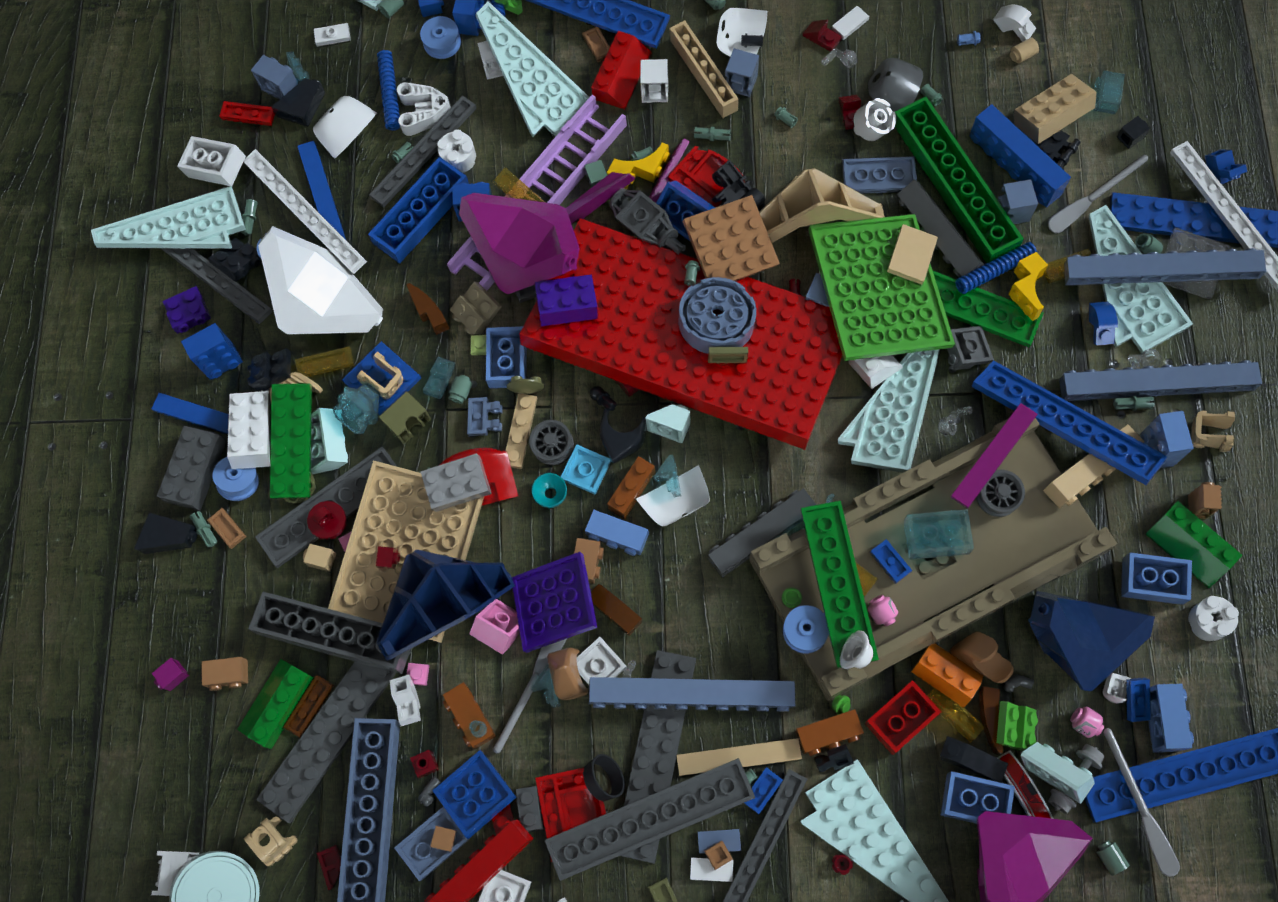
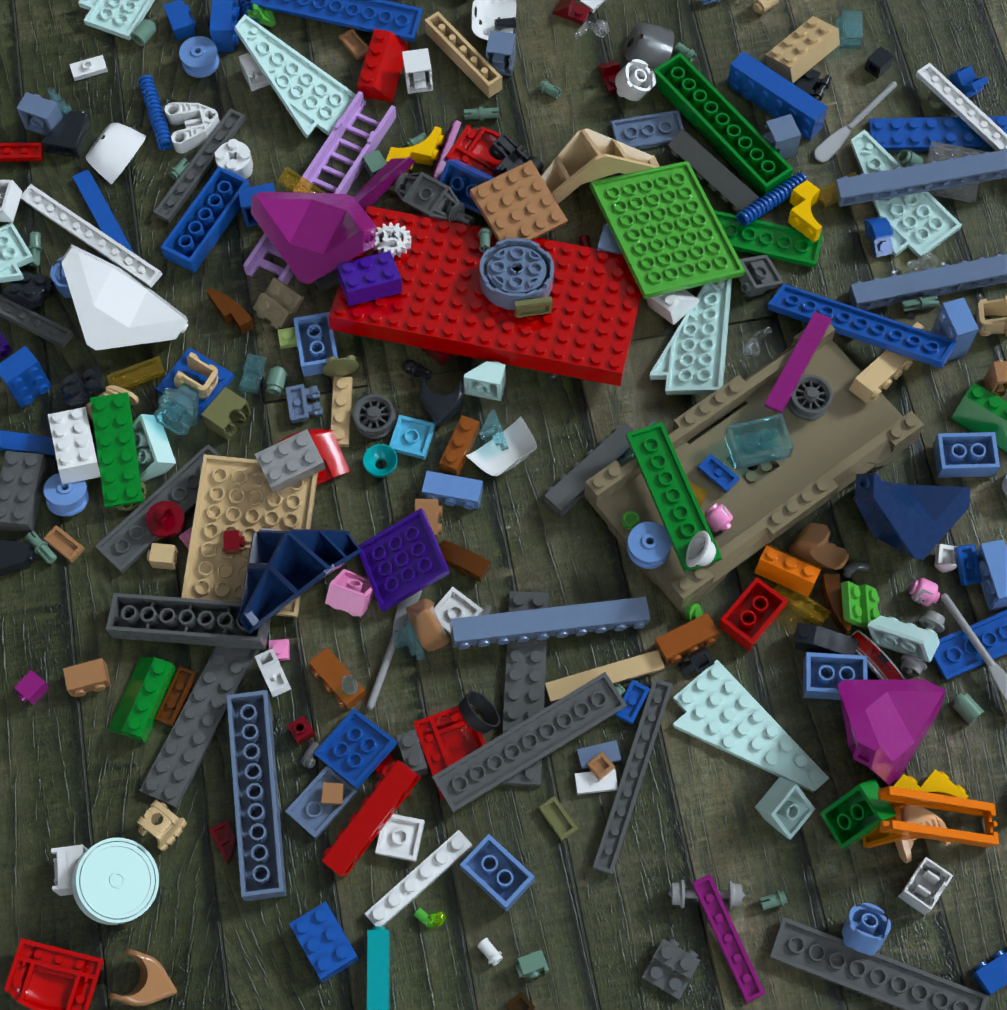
camera: 15 degrees left, 5 degrees down
(596, 261) = (391, 239): none -> white gear
(843, 870) = (722, 752): dark red plate -> none
(912, 254) = (691, 196): tan tile -> none

